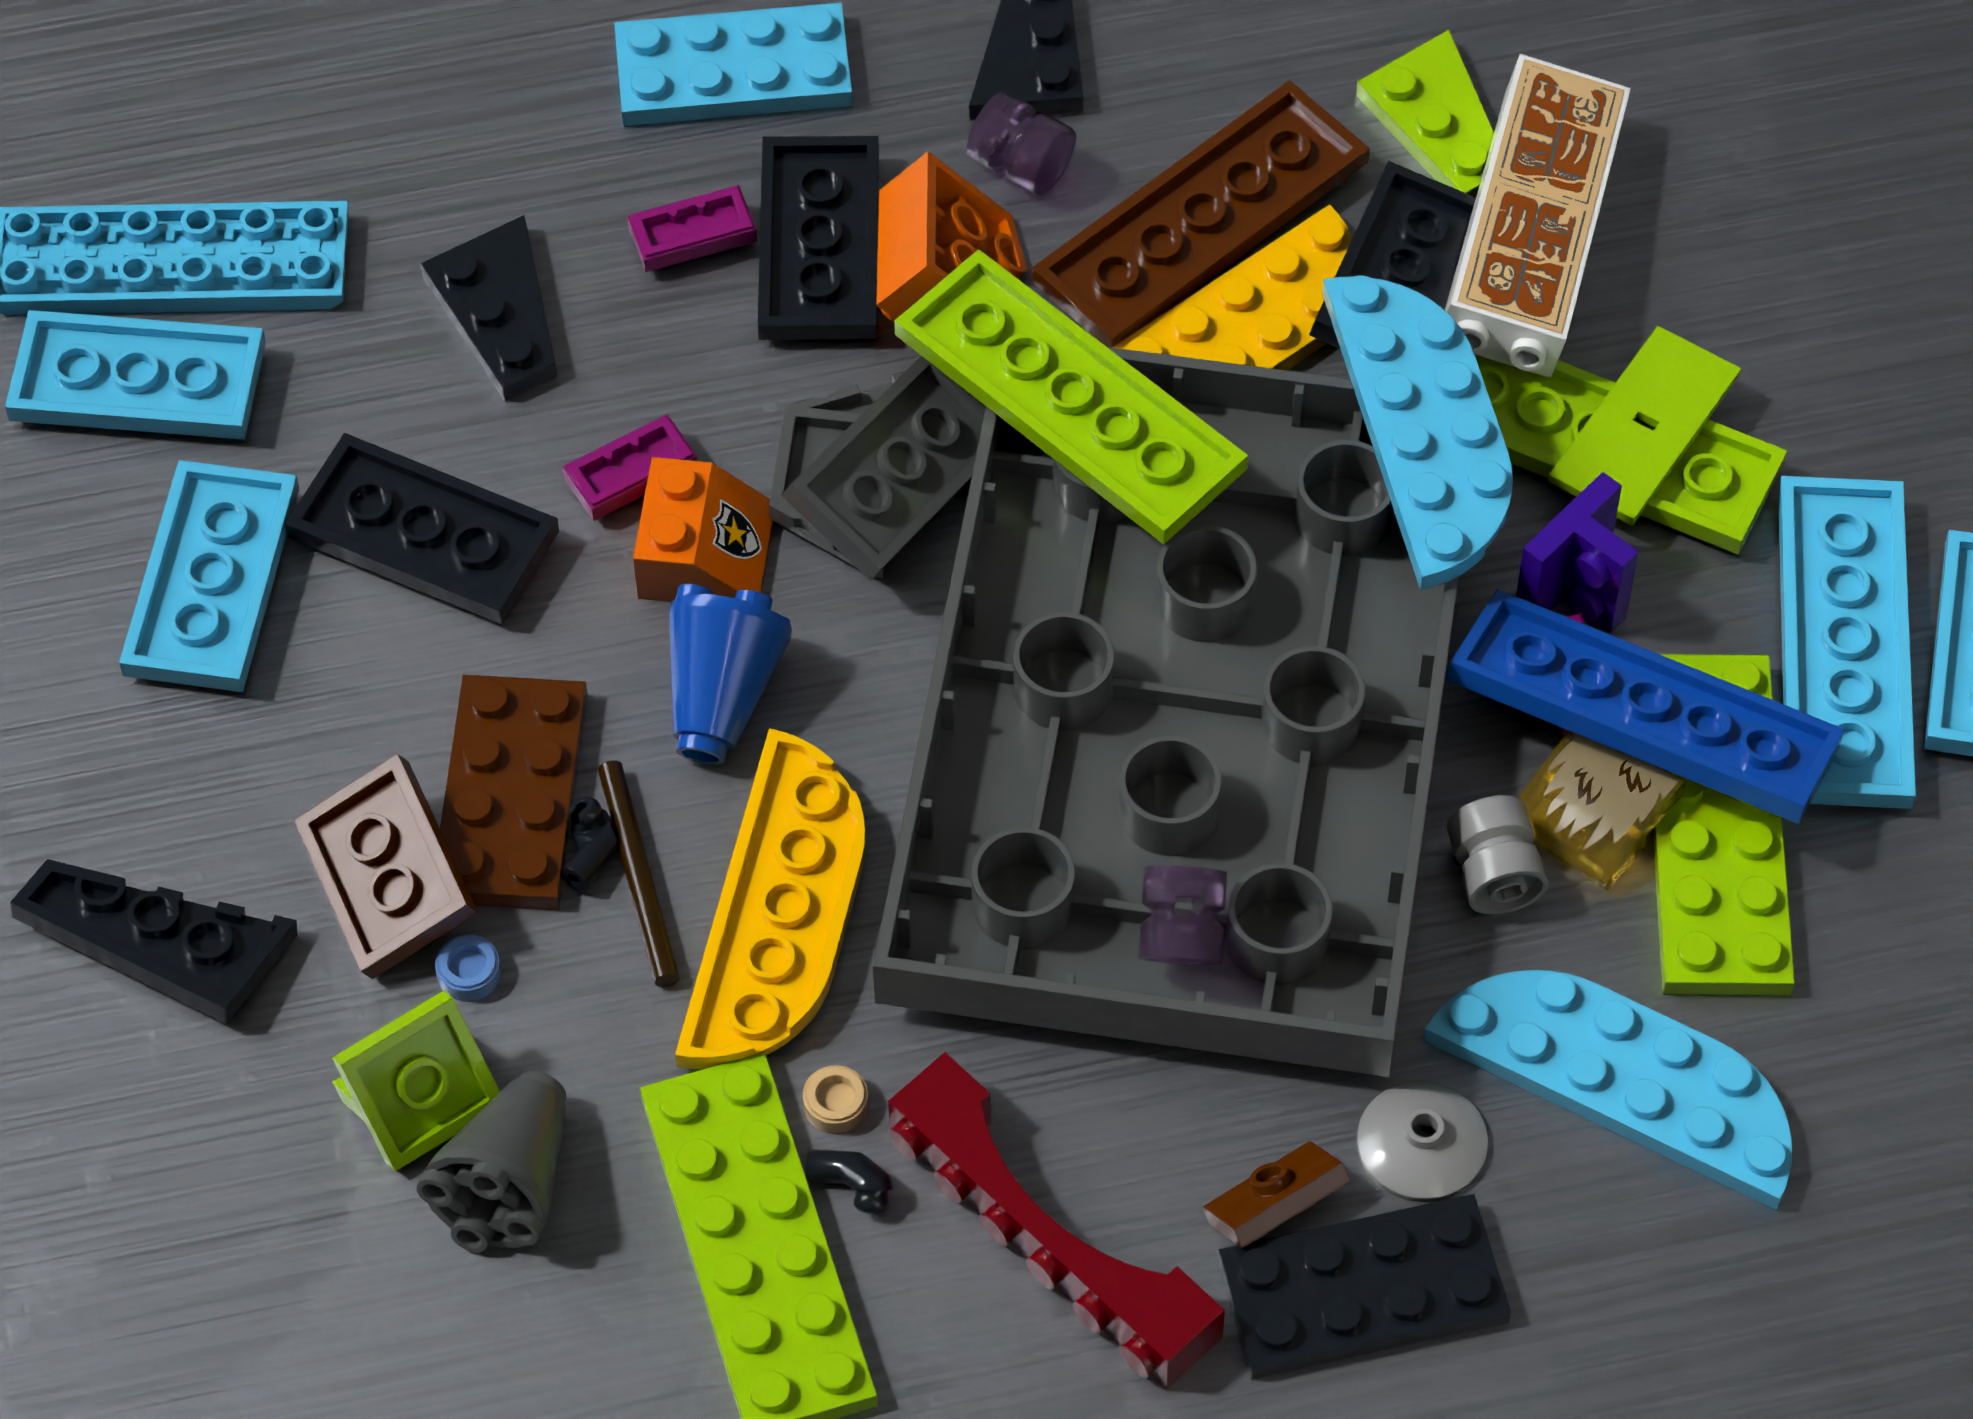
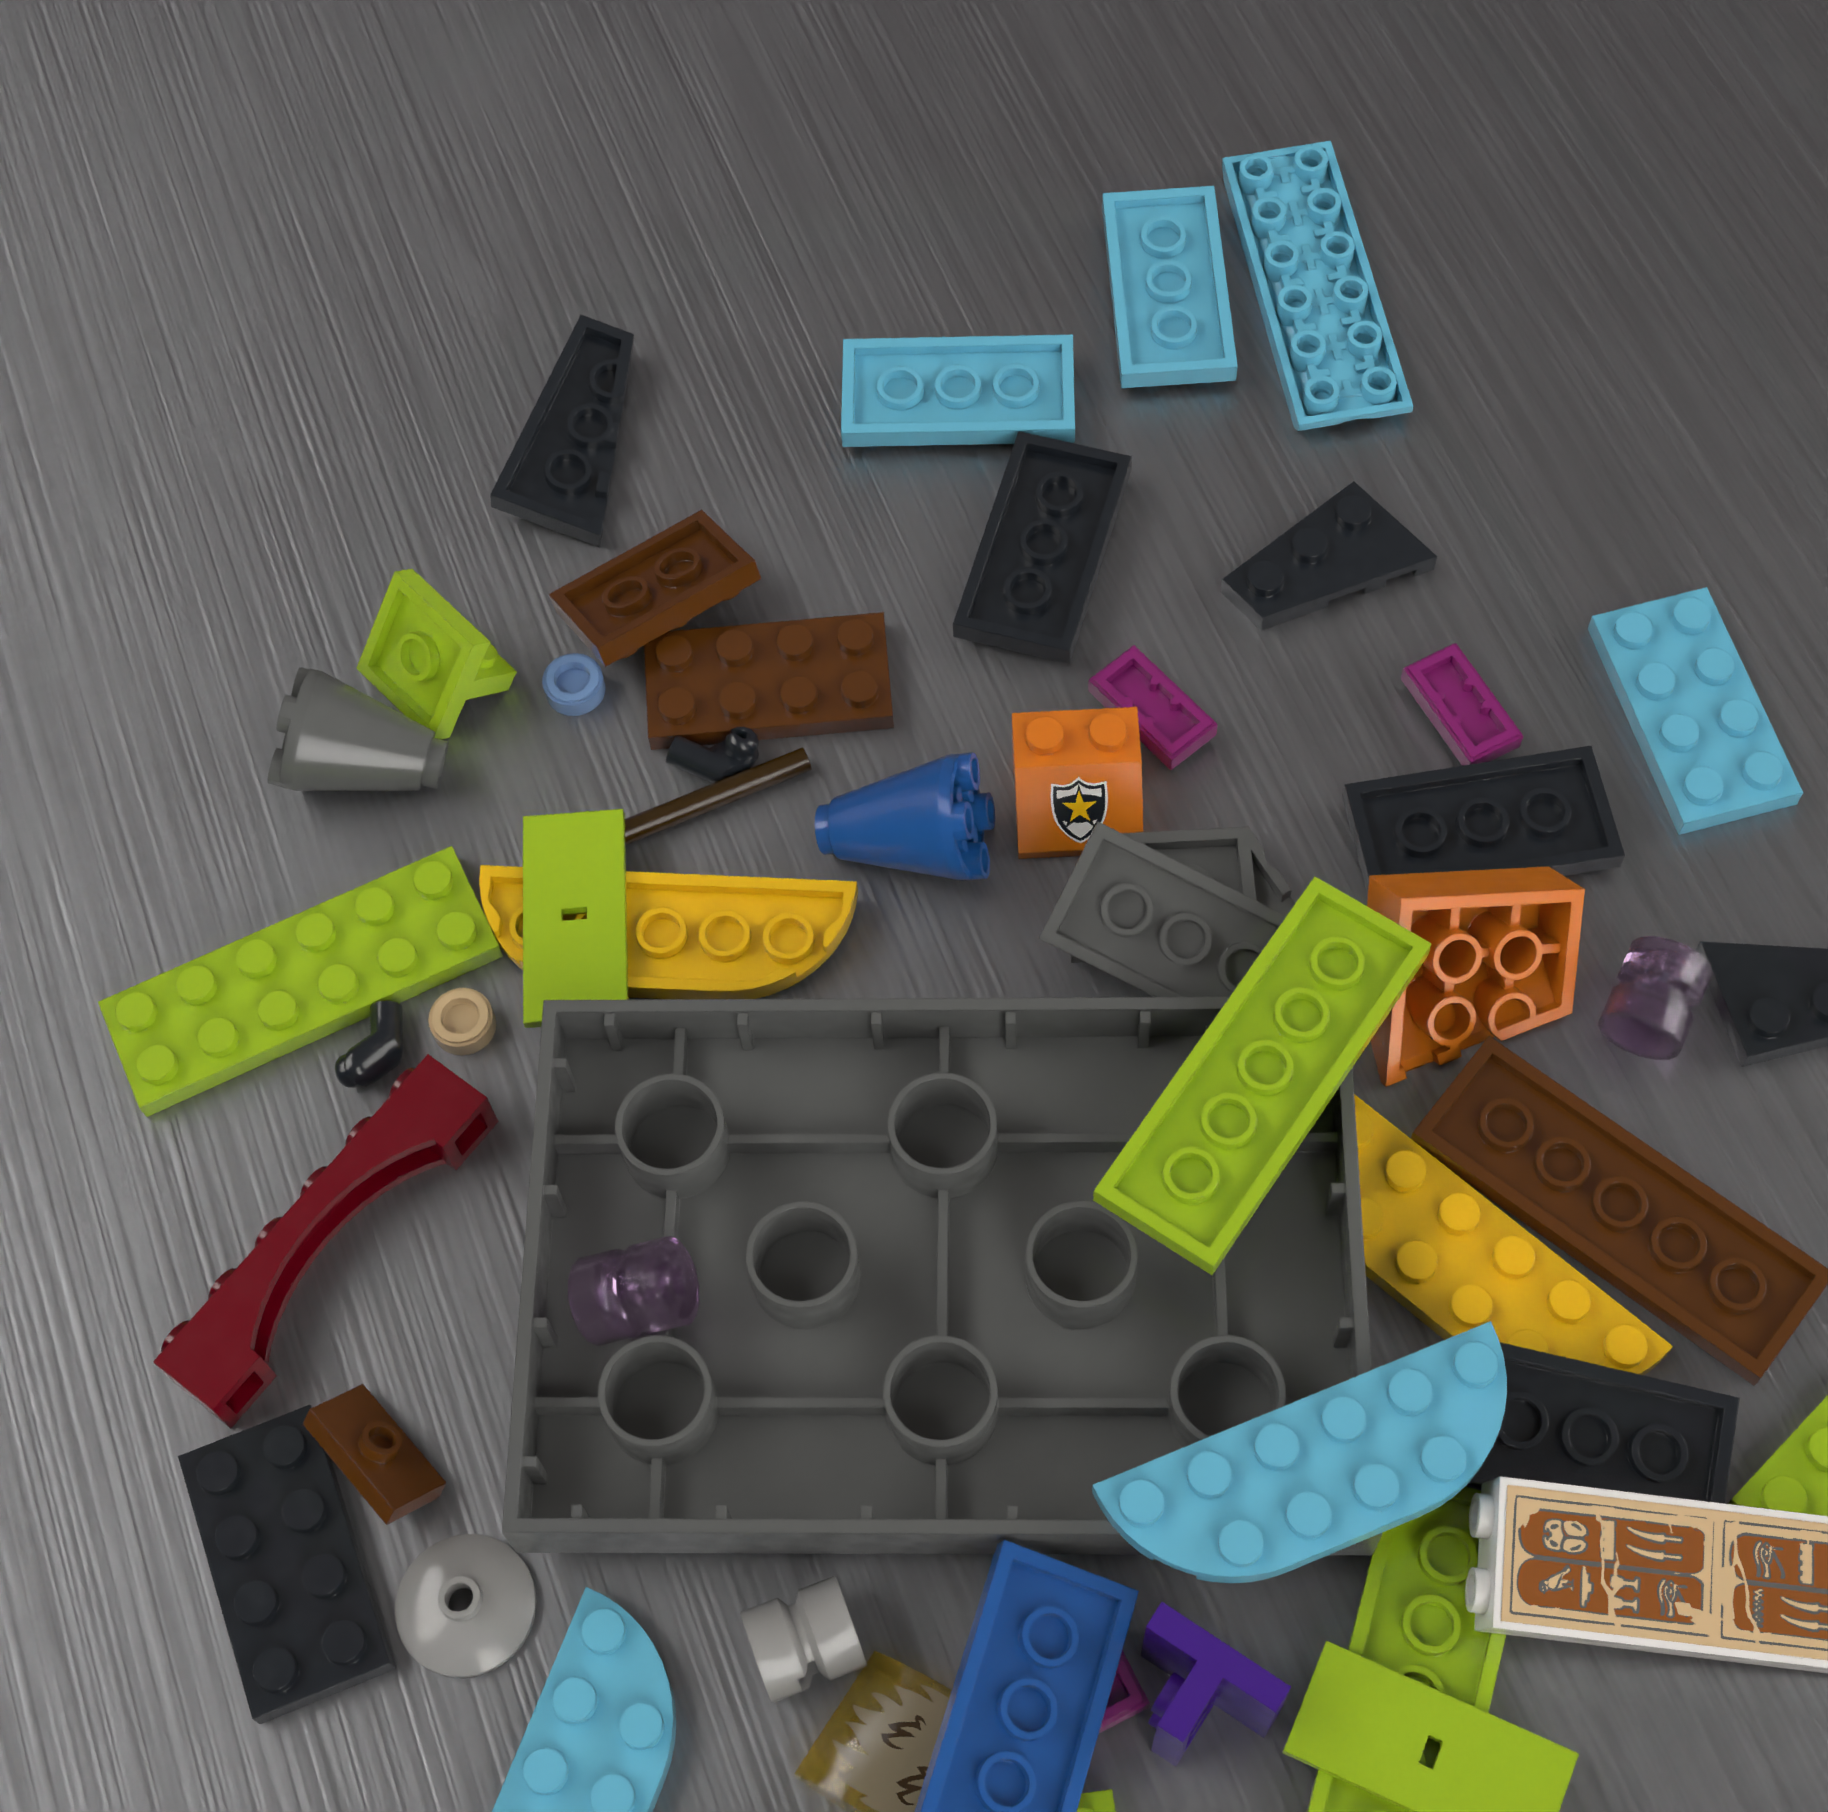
camera: 85 degrees right, 5 degrees up
(805, 975) = (573, 868): none -> lime piece

